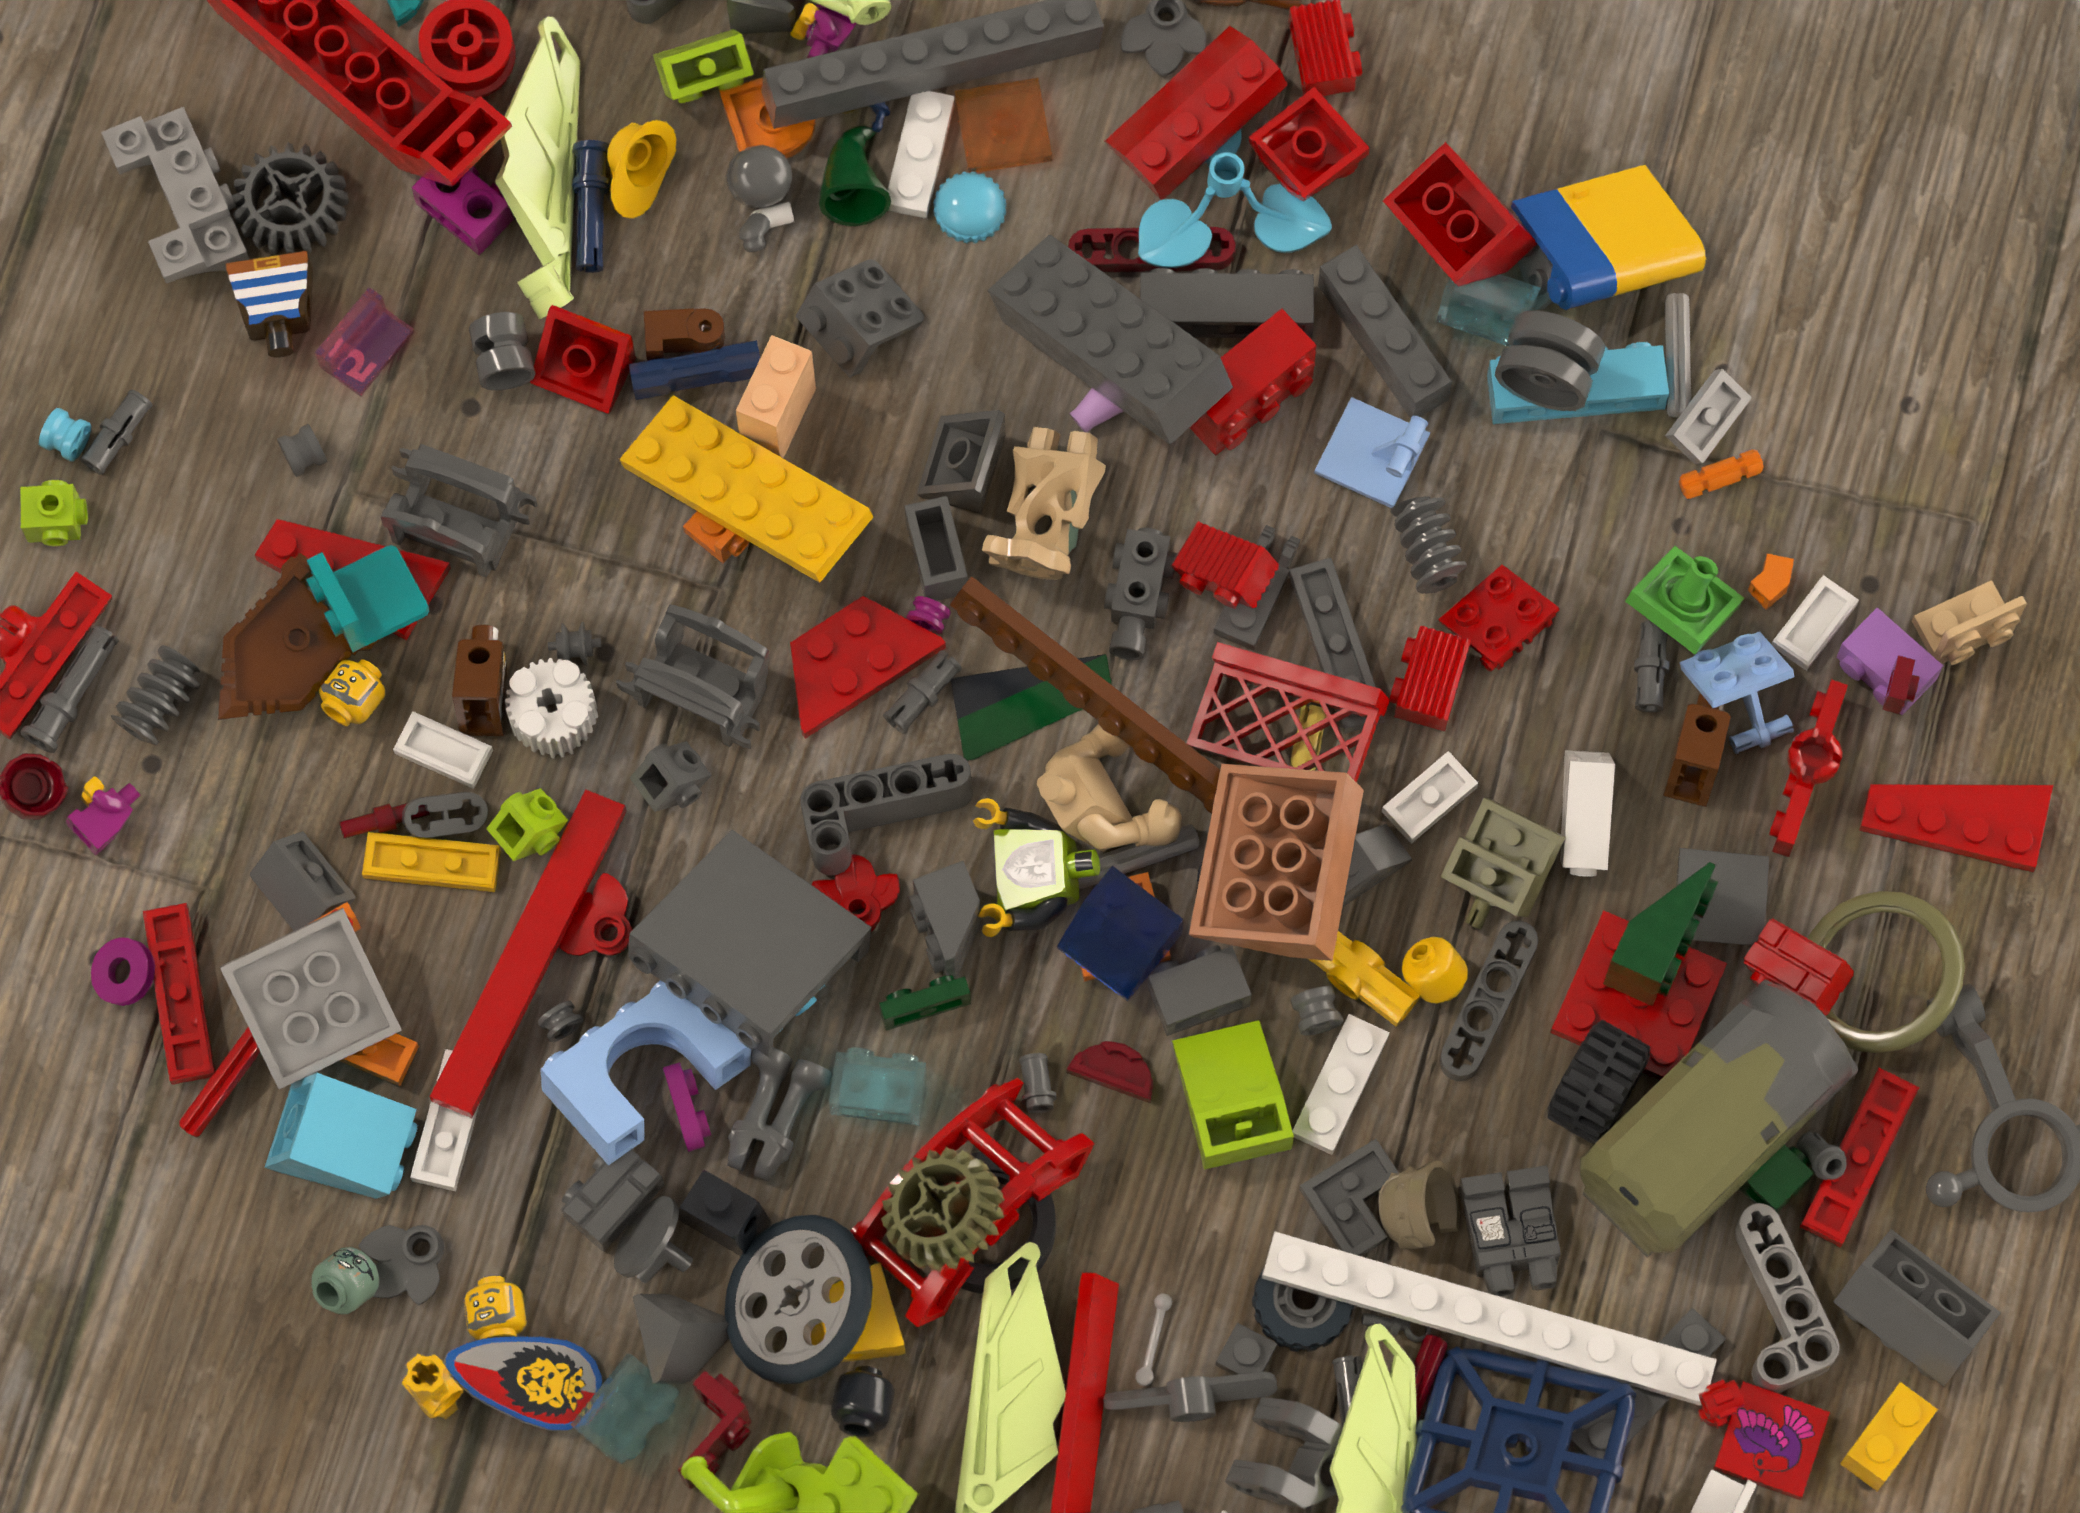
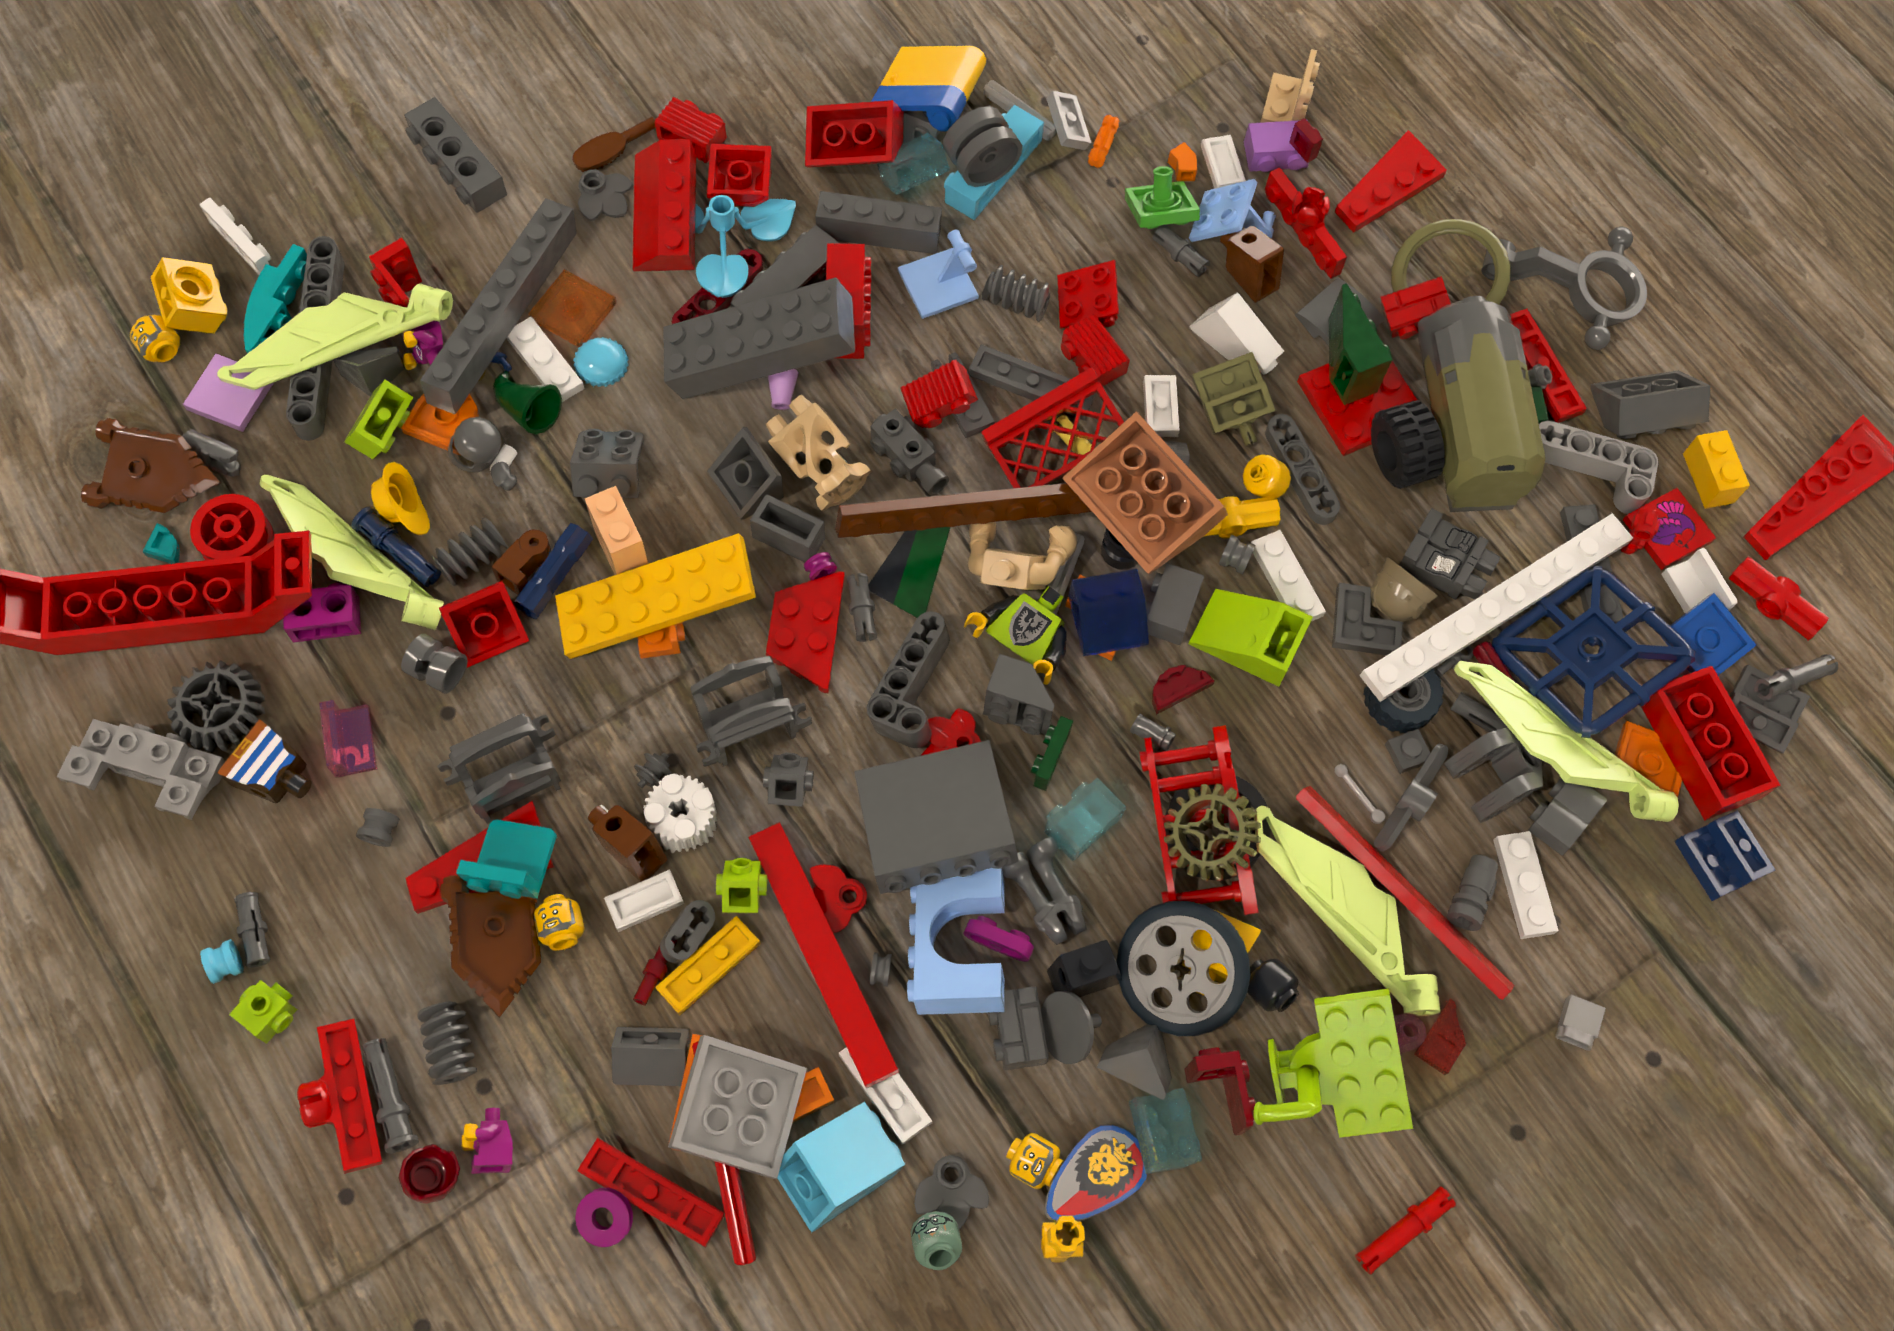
camera: 55 degrees left, 5 degrees down
(642, 277) = (469, 551): none -> dark grey piece

